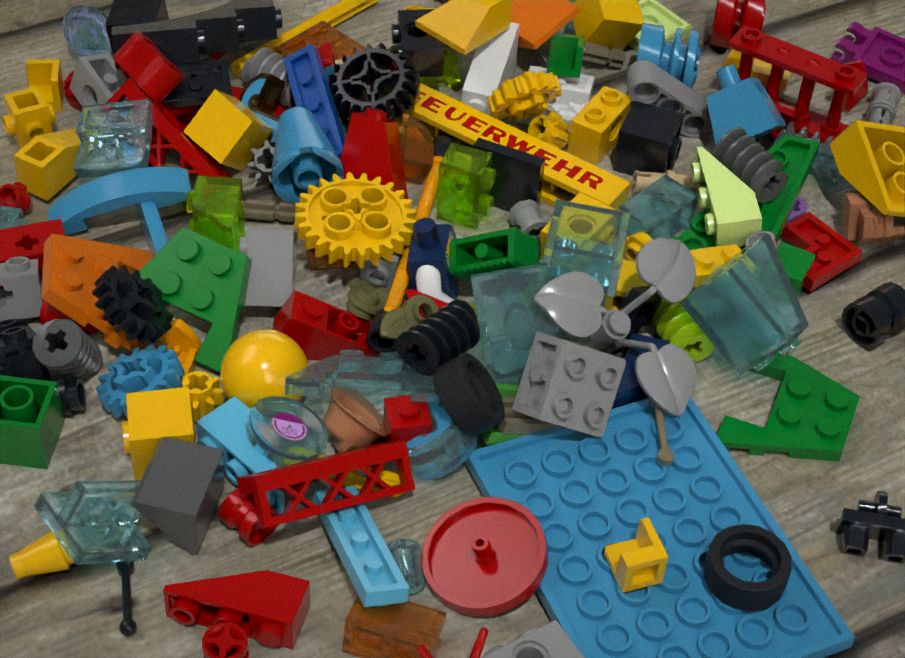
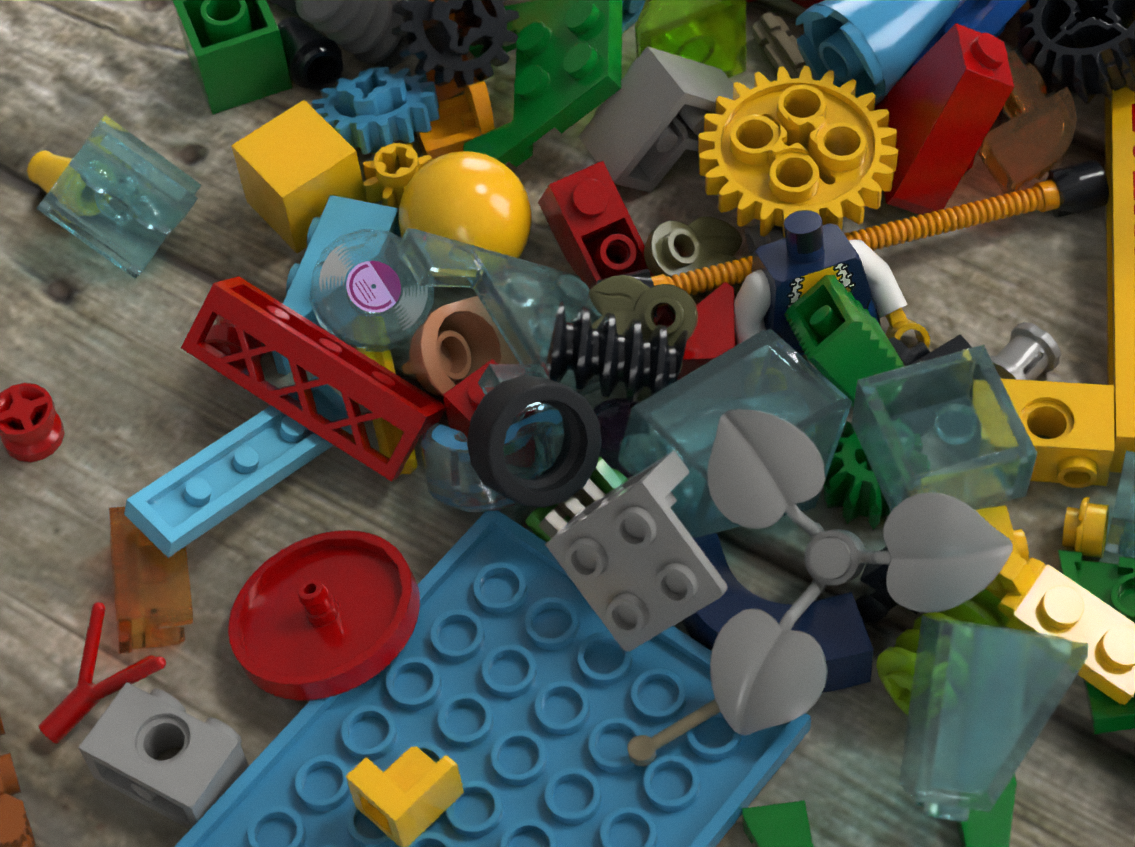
camera: 70 degrees right, 10 degrees up
(127, 625) = (22, 314): black hinge -> none
(181, 490) = (208, 238): dark grey slope -> none
(263, 603) = (105, 412): red slope -> none
(406, 554) = (233, 538): clear light blue bush -> none
(465, 186) = (998, 241): clear neon green brick -> none
(517, 174) = (1062, 280): black tile -> none

